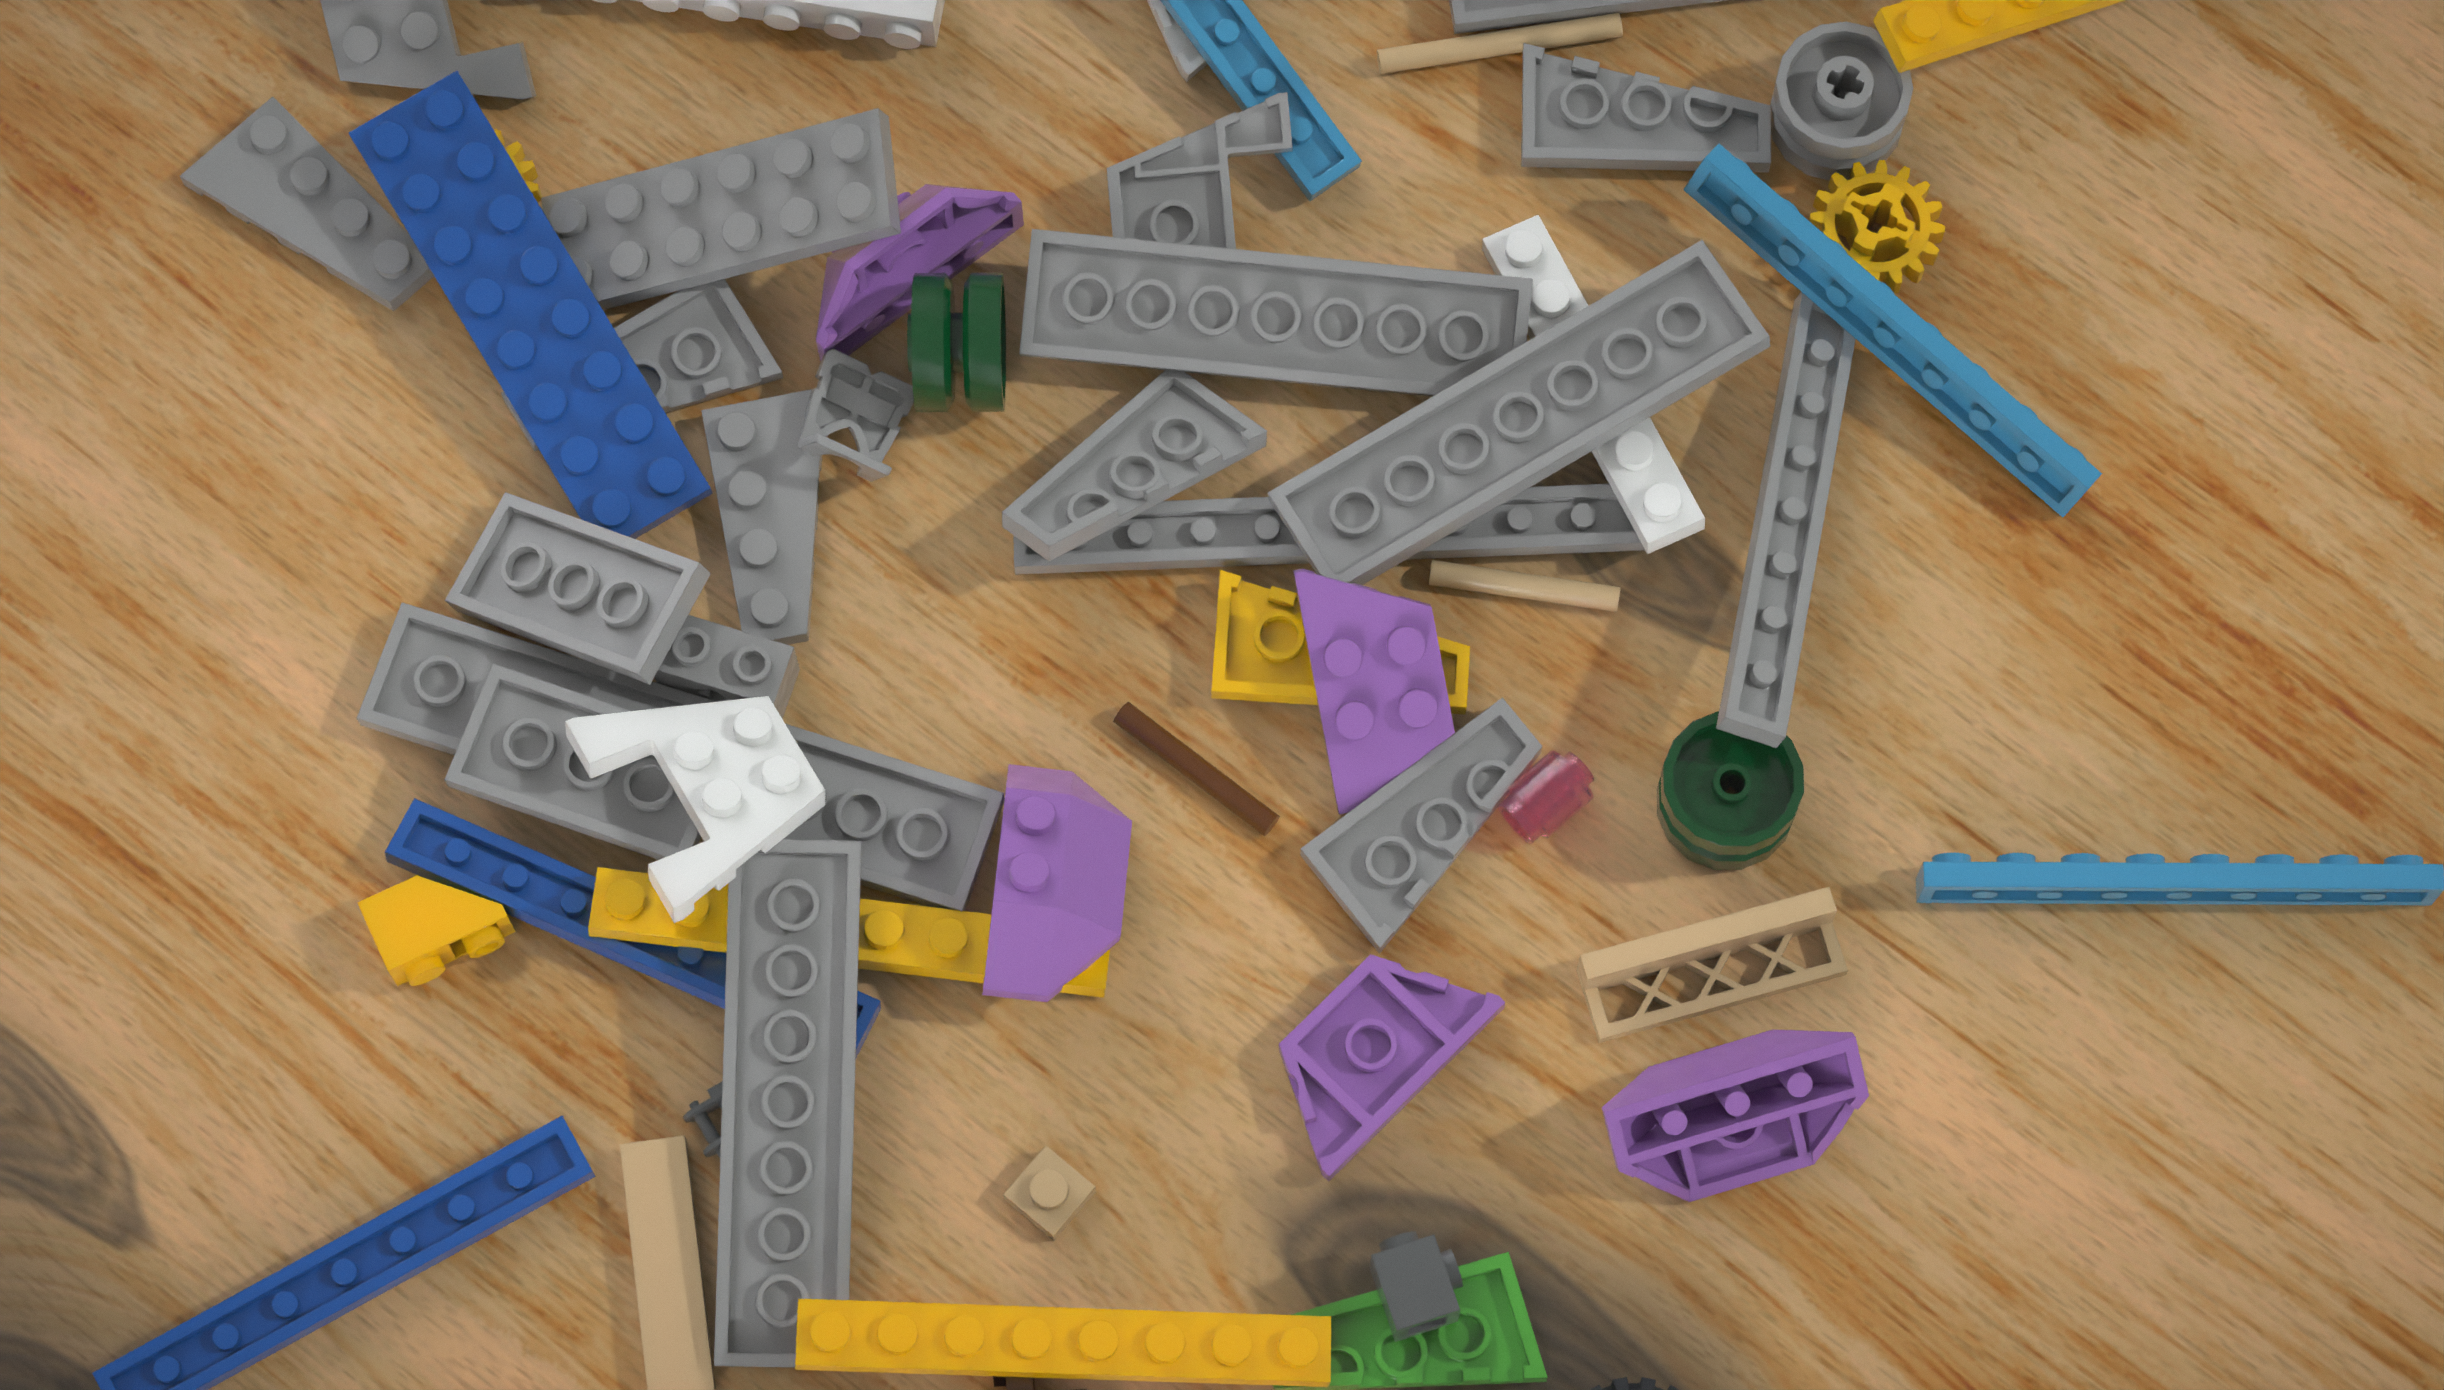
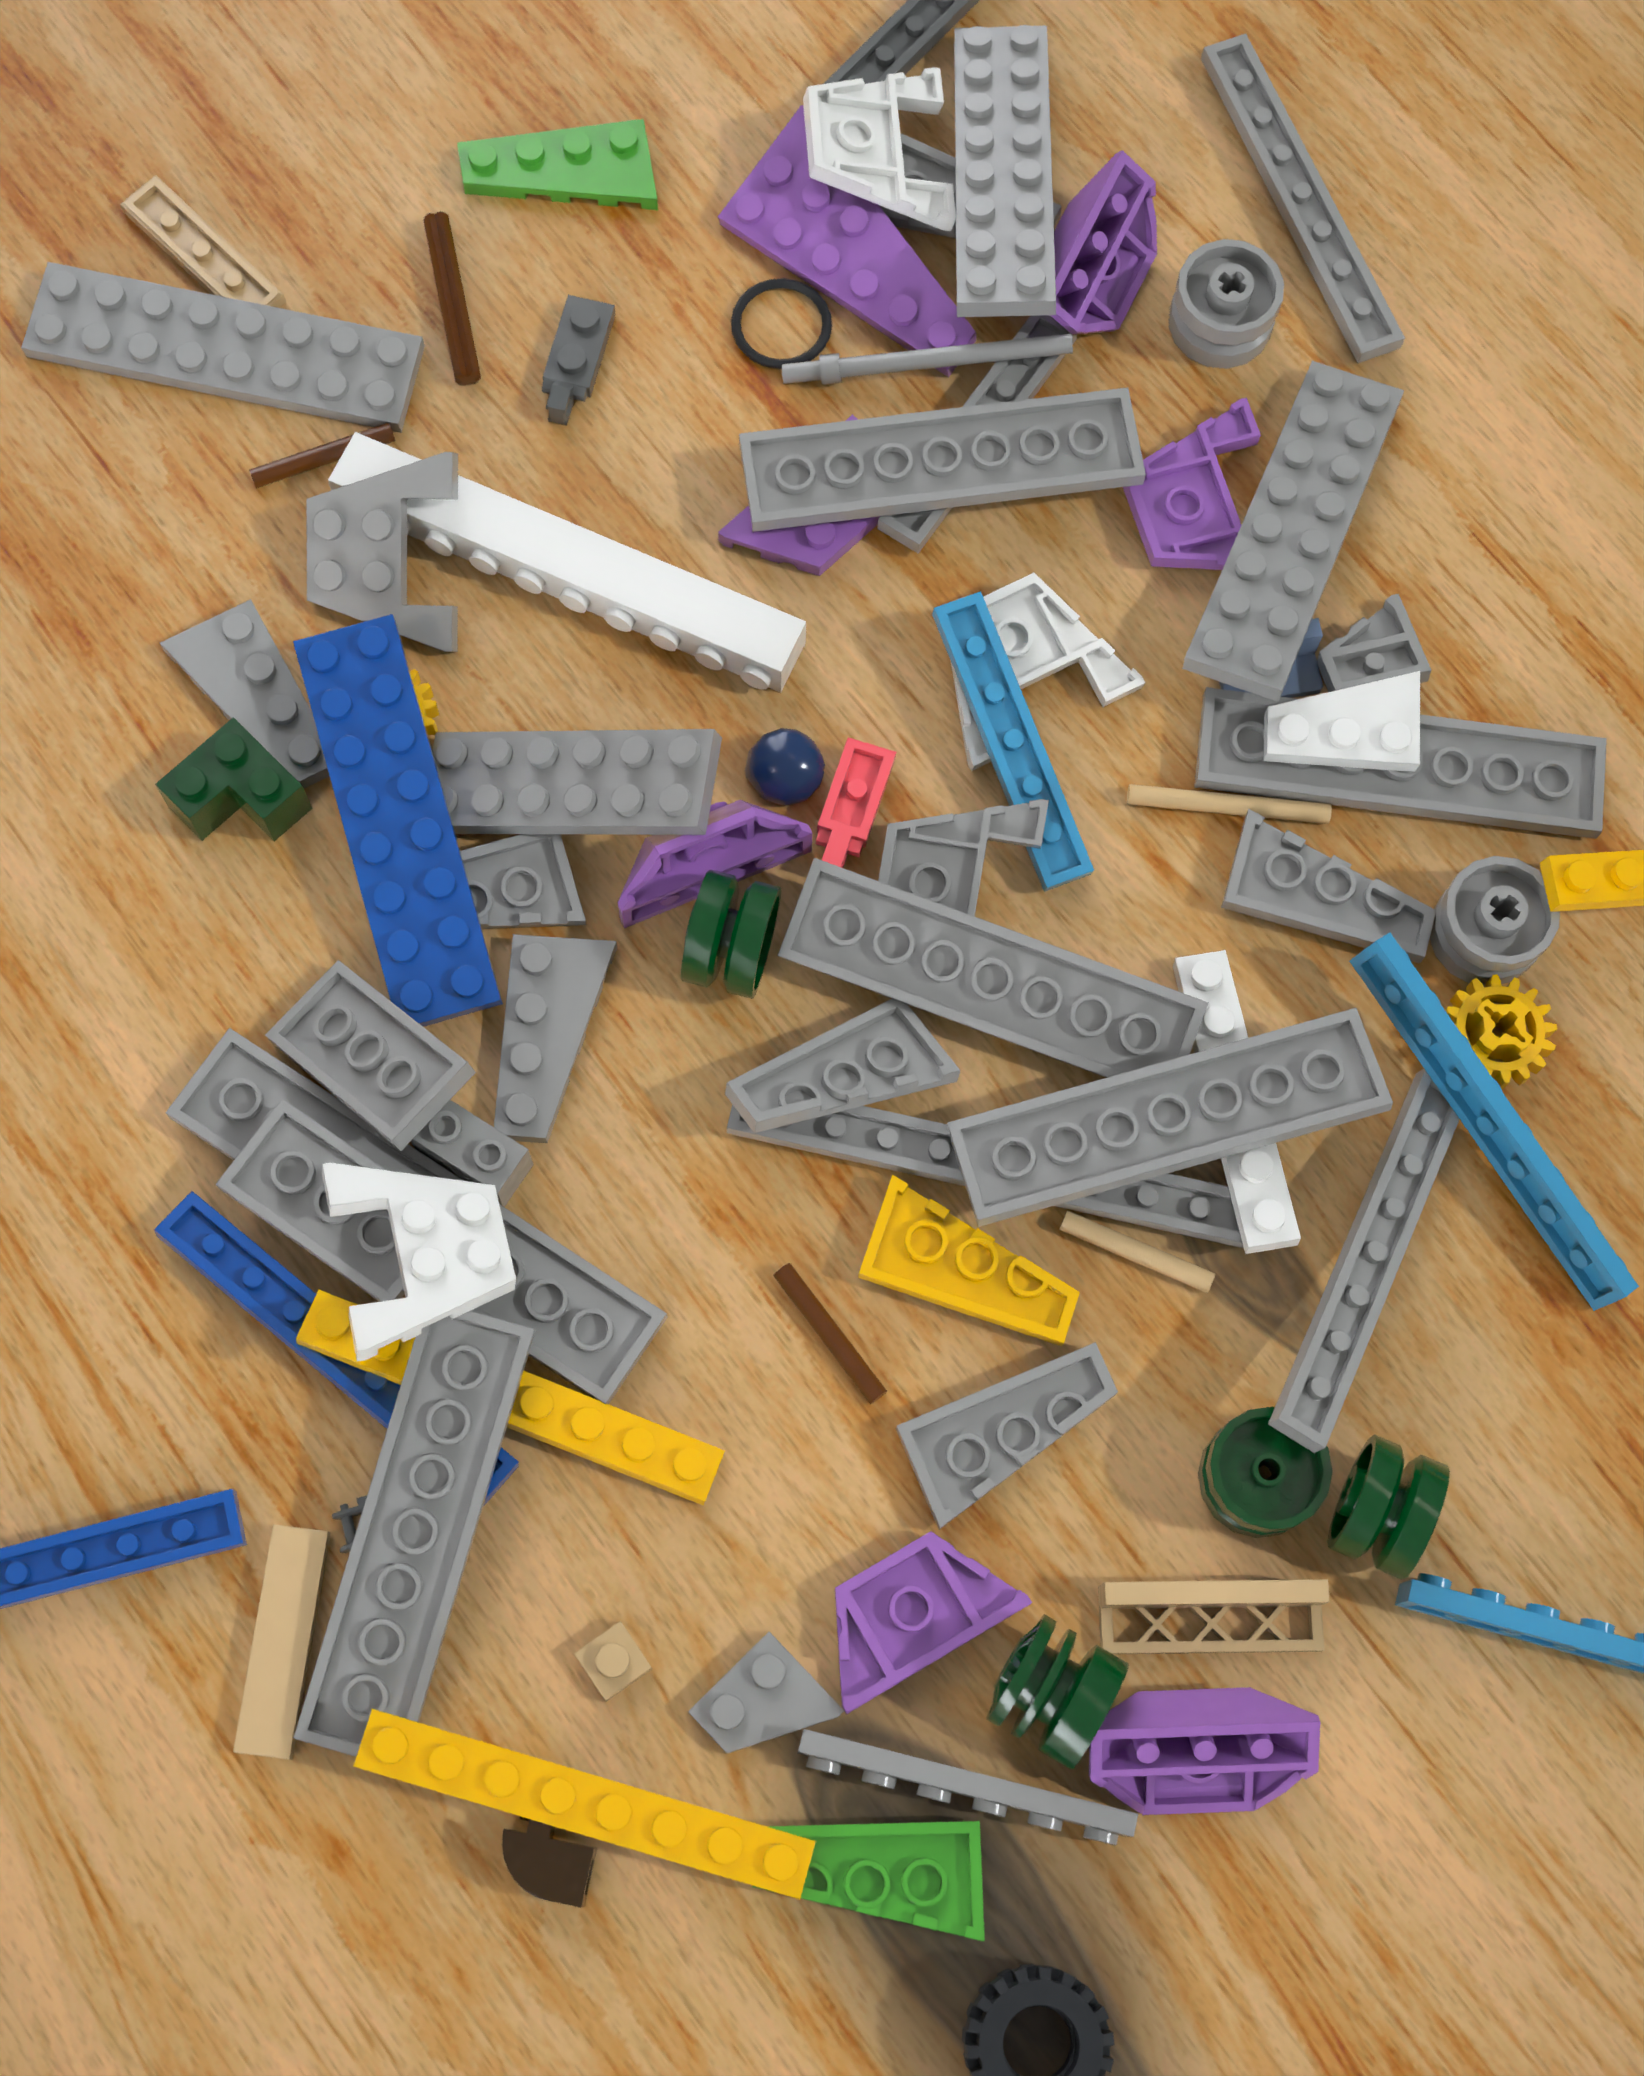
camera: 10 degrees right, 0 degrees up
(319, 307) = (233, 774): none -> dark green brick
(429, 925) = (170, 1299): yellow slope -> none
(856, 400) = (638, 959): light grey piece -> none
(966, 133) = (785, 766): none -> dark blue hair
(1054, 883) = (685, 1402): medium lavender wedge -> none
(1058, 151) = (853, 800): none -> coral hinge
(1230, 1188) = (763, 1699): none -> light grey wing
(1373, 682) = (993, 1303): medium lavender wing -> none
(1416, 1284) = (894, 1833): dark grey brick -> none
(1510, 1219) = (989, 1793): none -> light grey plate
(1547, 796) = (1111, 1434): clear pink brick -> none
(1556, 1086) = (1057, 1691): none -> dark green wheel
(1867, 788) = (1388, 1507): none -> dark green wheel

